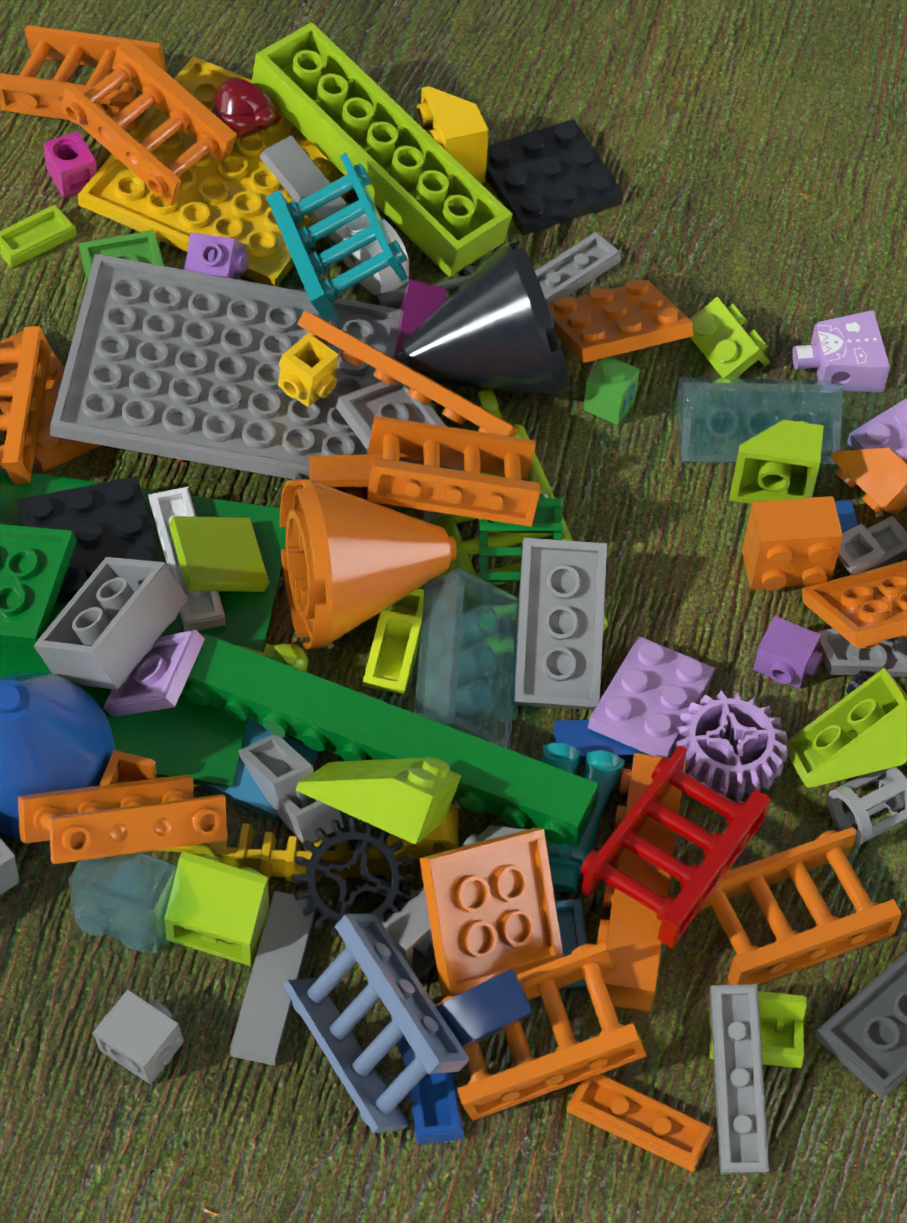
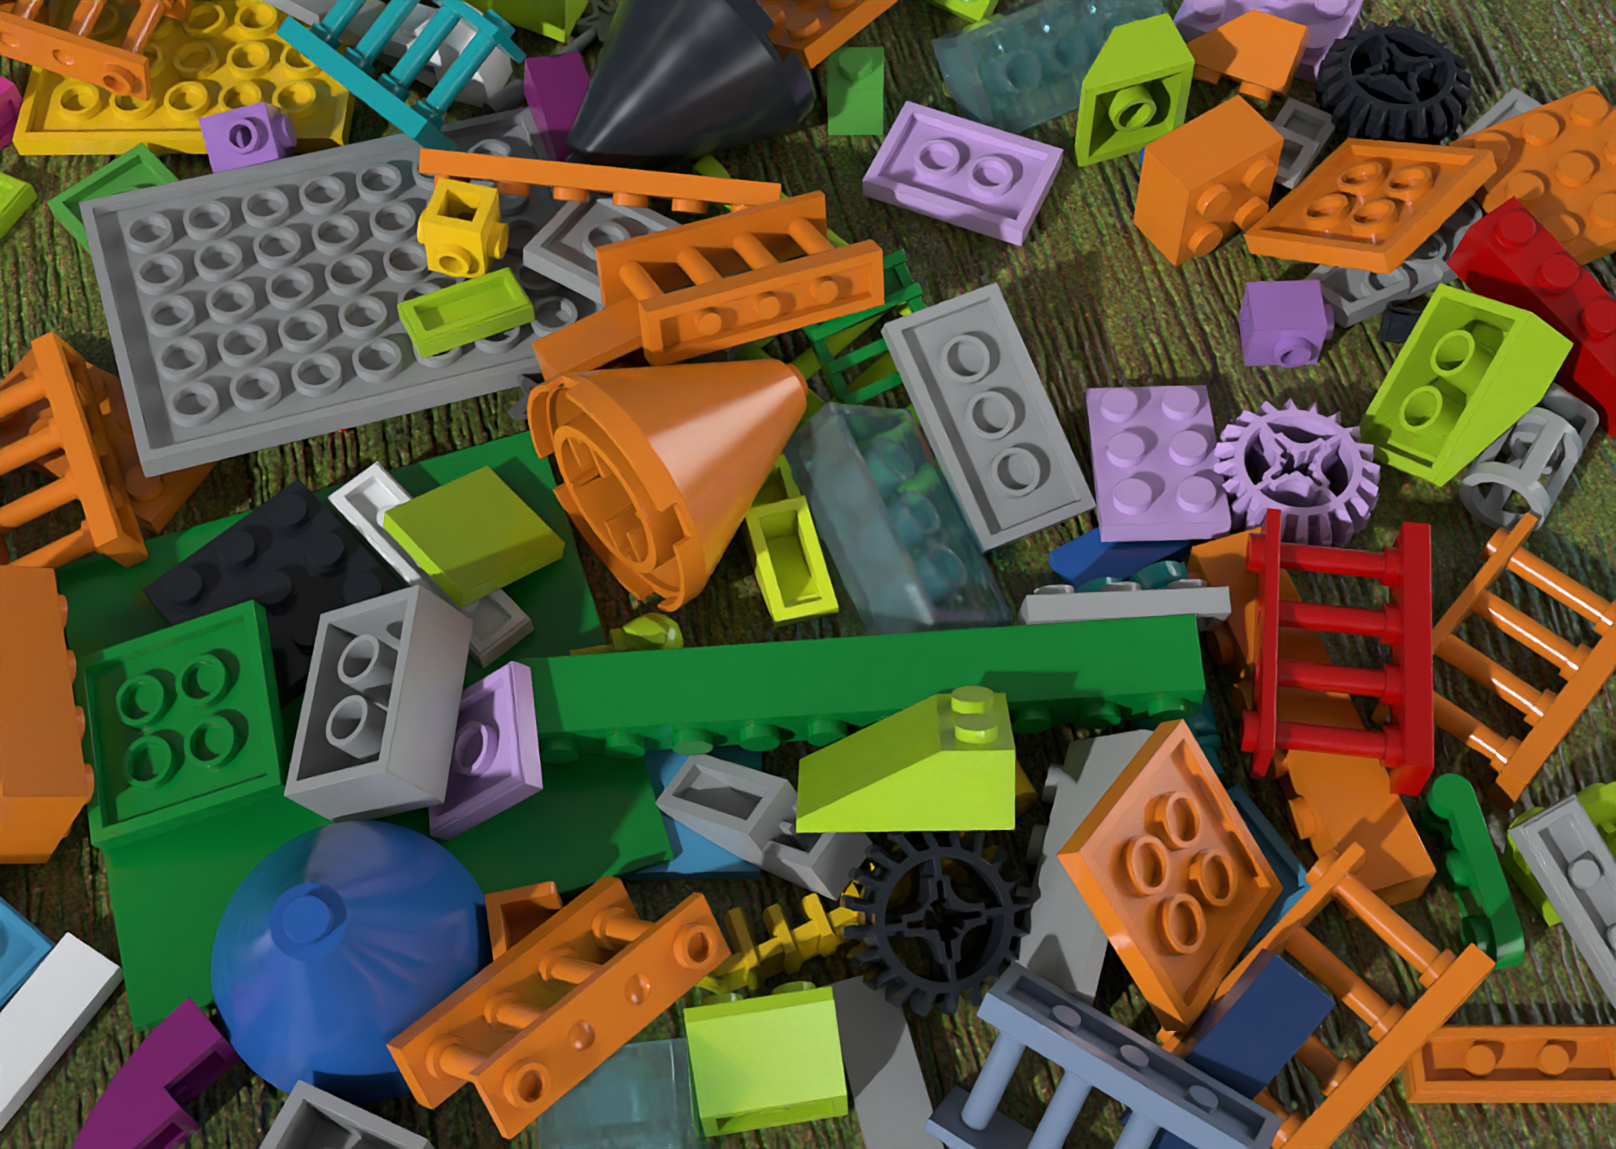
camera: 20 degrees left, 5 degrees up
(285, 421) = (465, 312): none -> lime tile
(611, 782) = (1127, 600): none -> light grey plate
(648, 471) = (963, 173): none -> lavender plate
(681, 1006) = (1472, 870): none -> green plate

